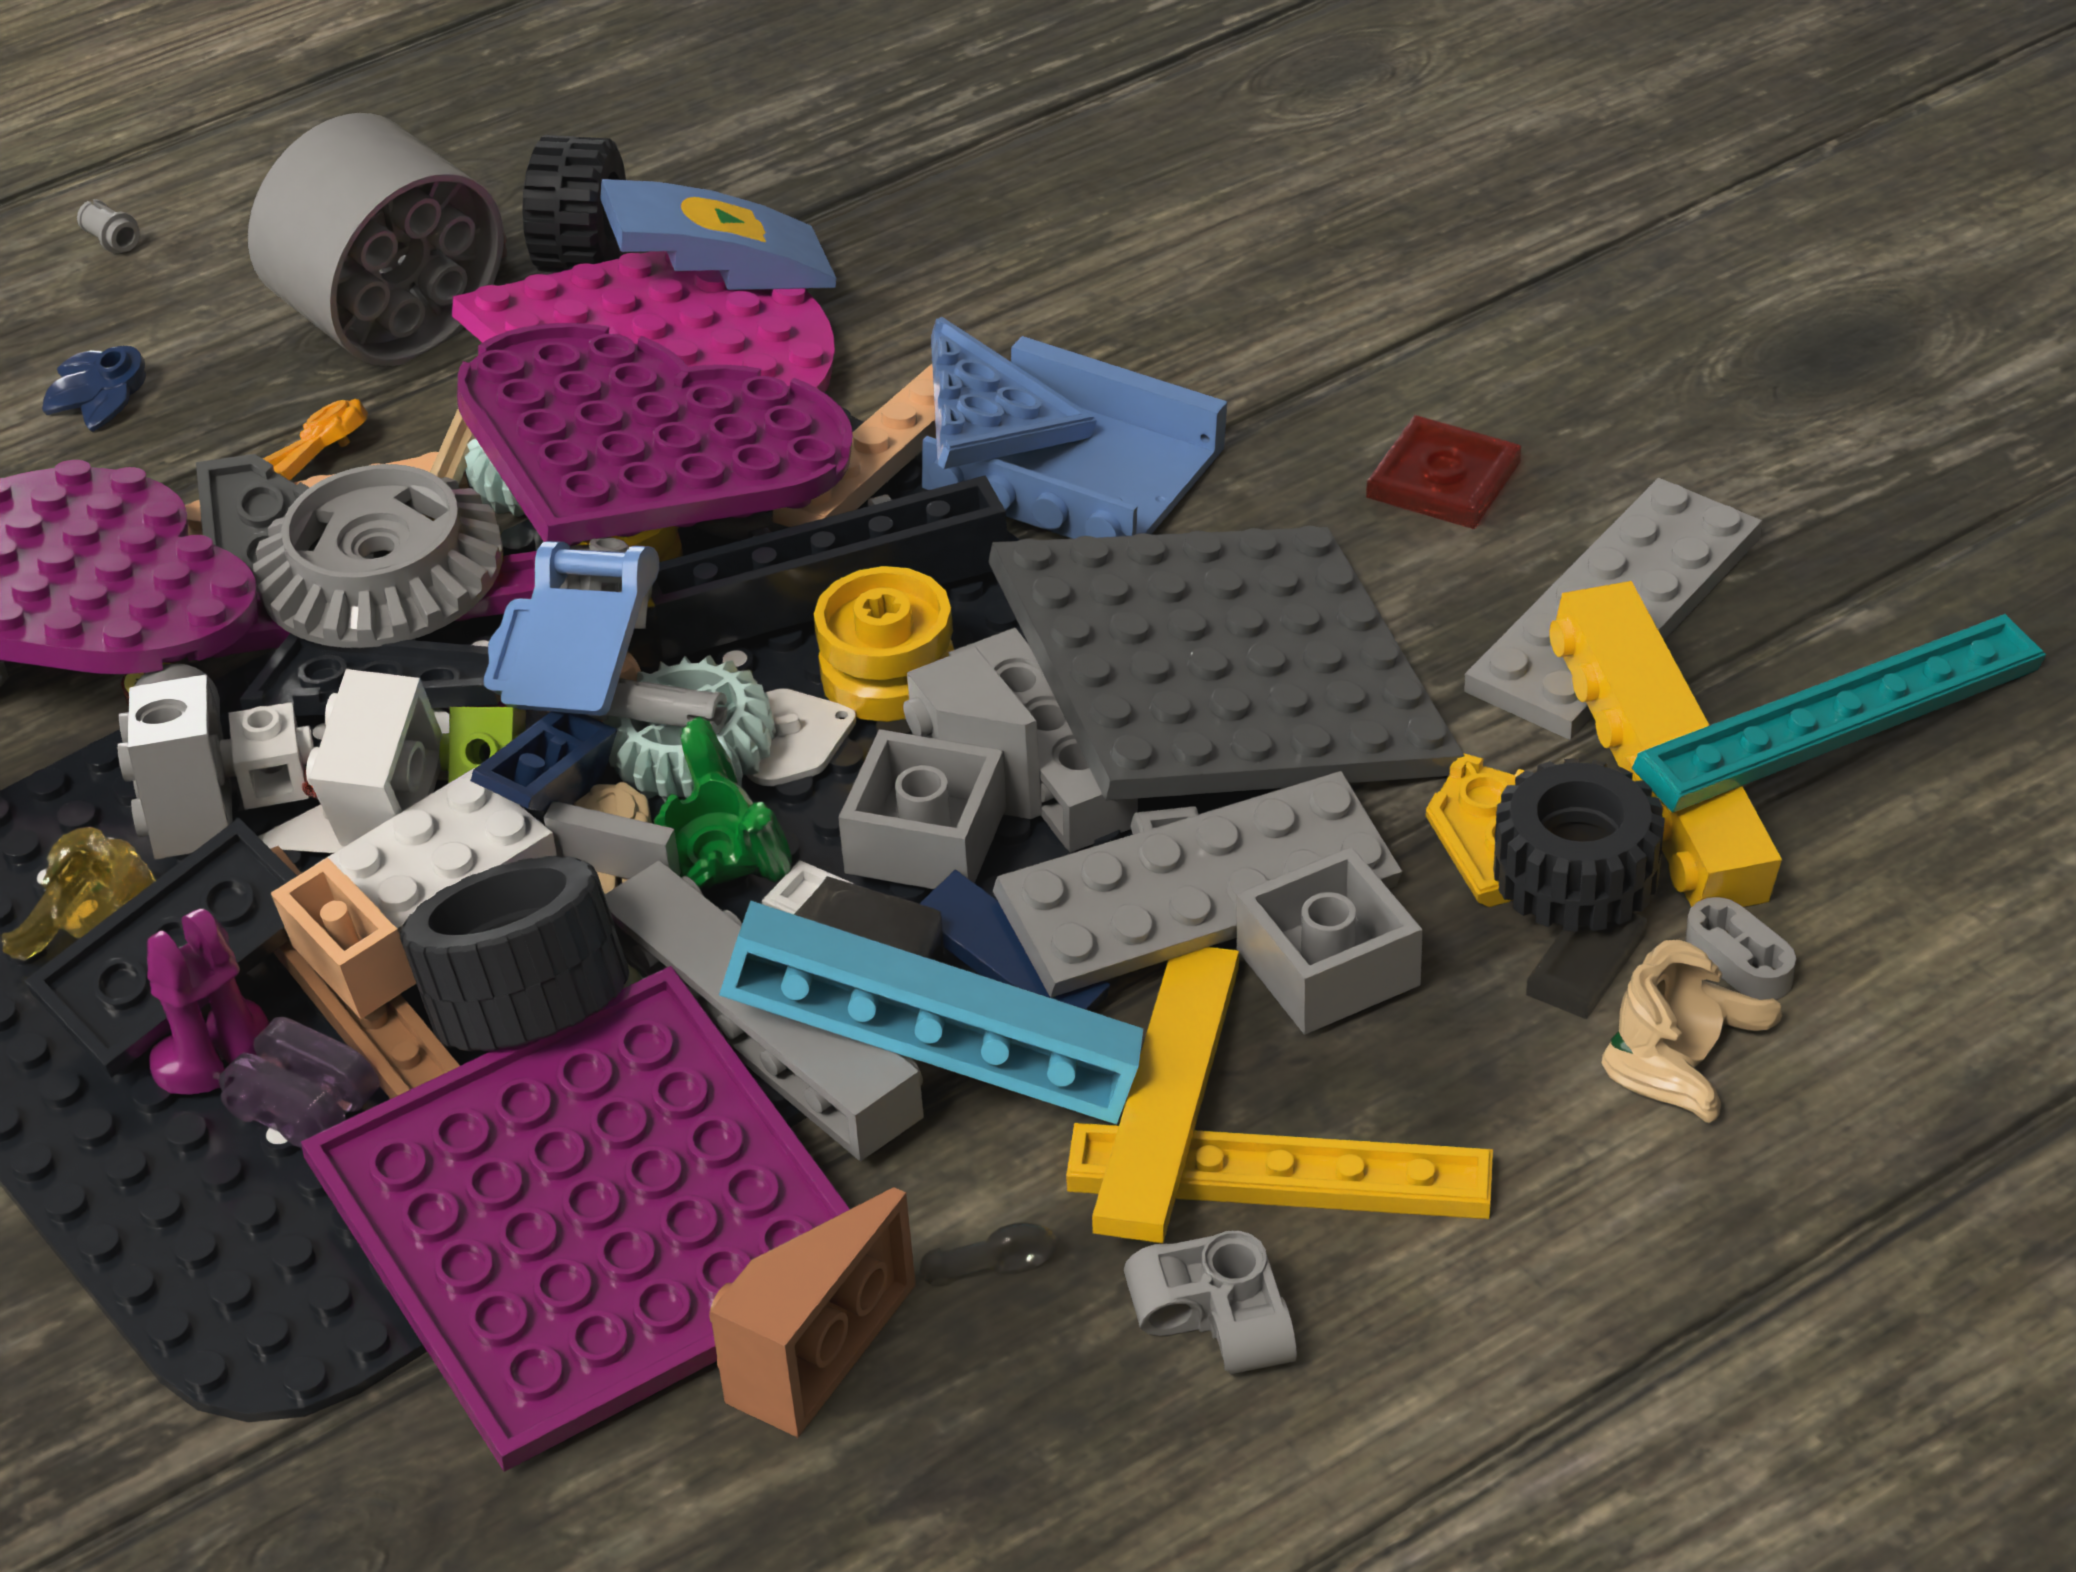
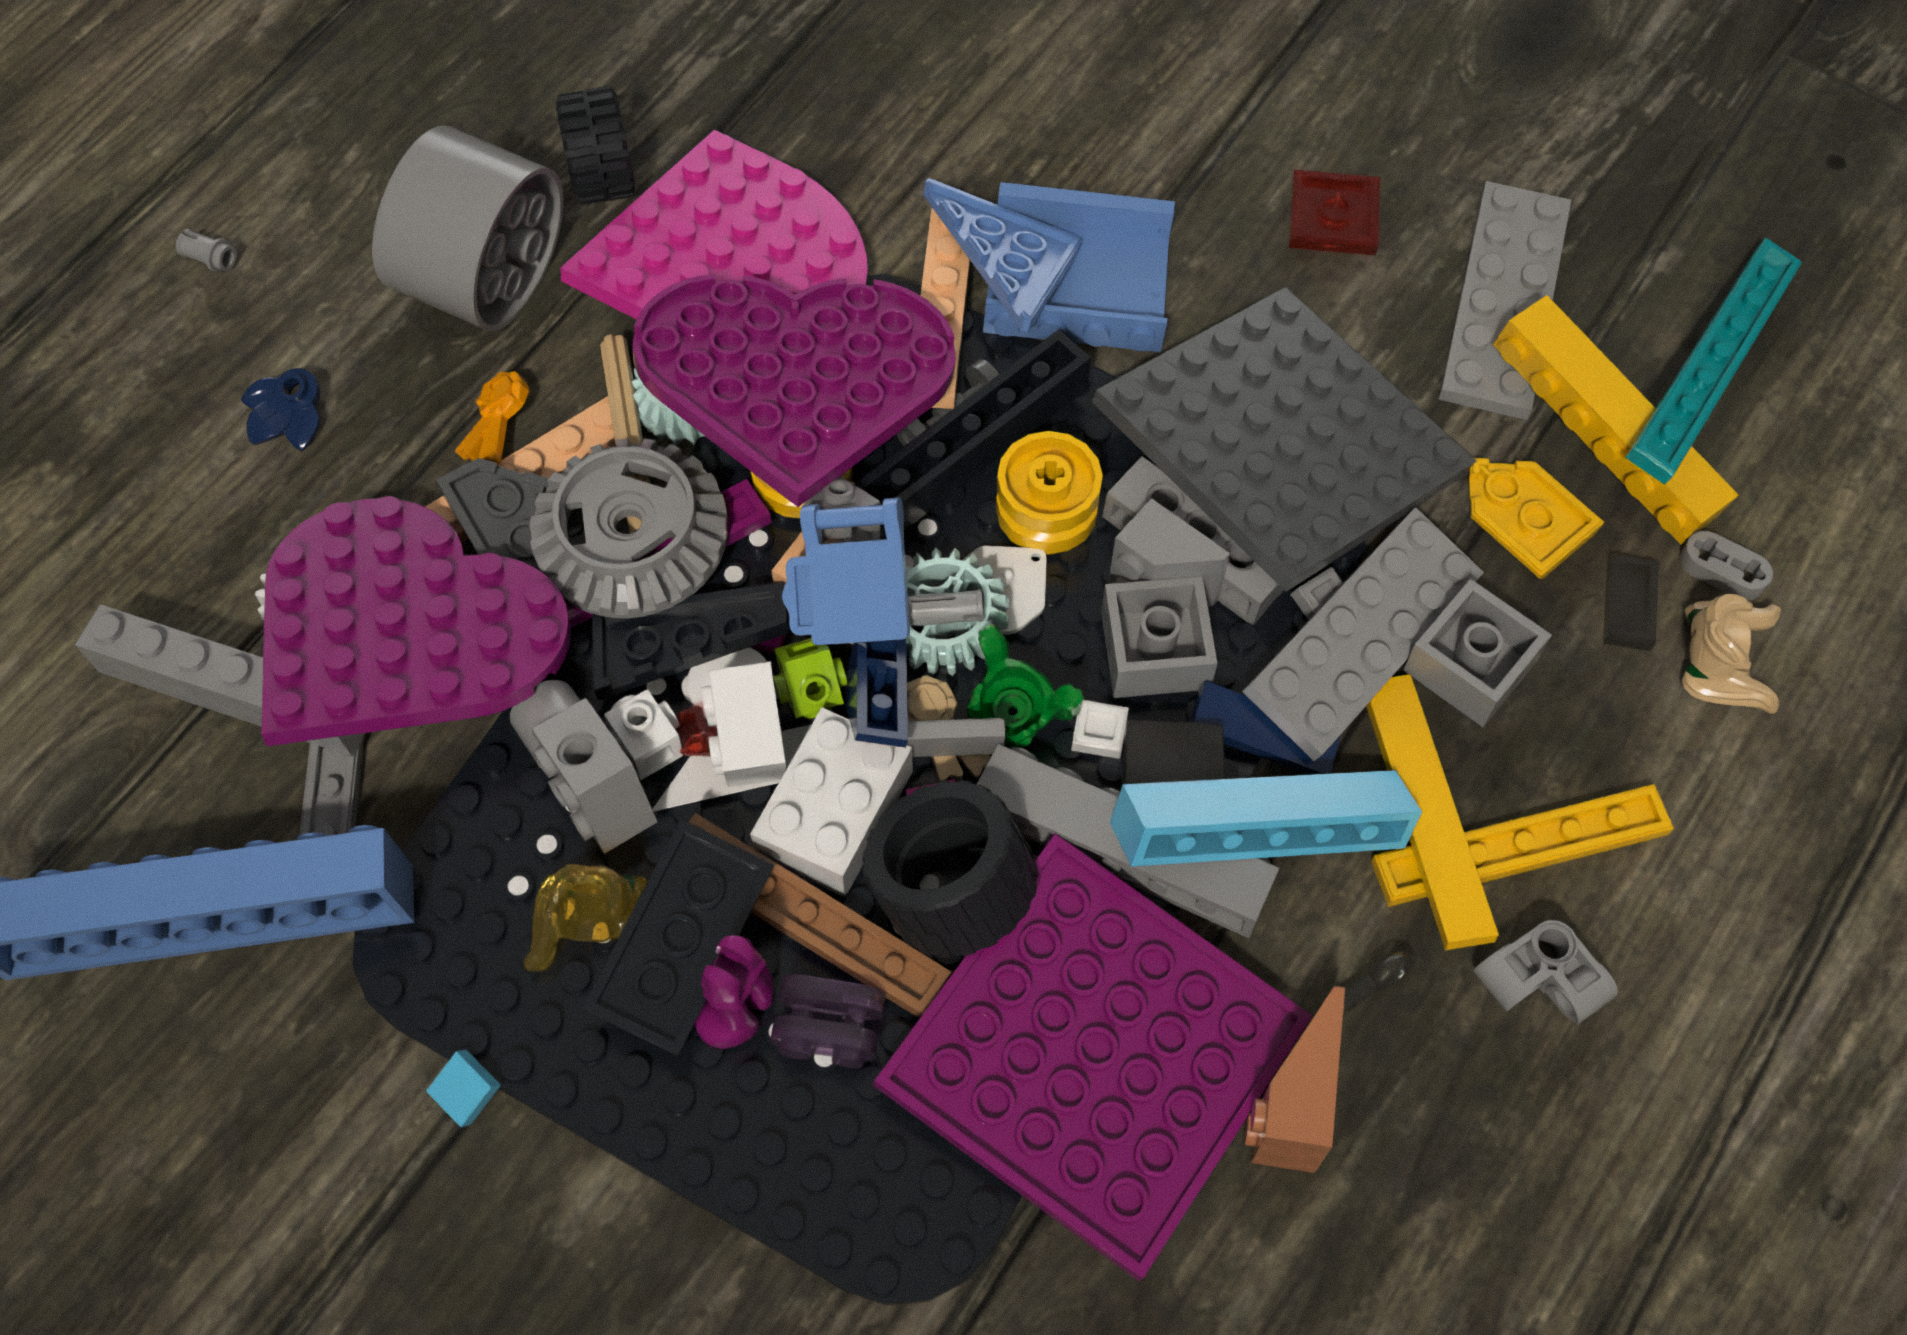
camera: 25 degrees left, 20 degrees up
(344, 937) = (816, 896): light nougat brick -> none
(716, 232) = (725, 150): medium blue slope -> none
(1578, 844) = (1618, 495): black tyre -> none

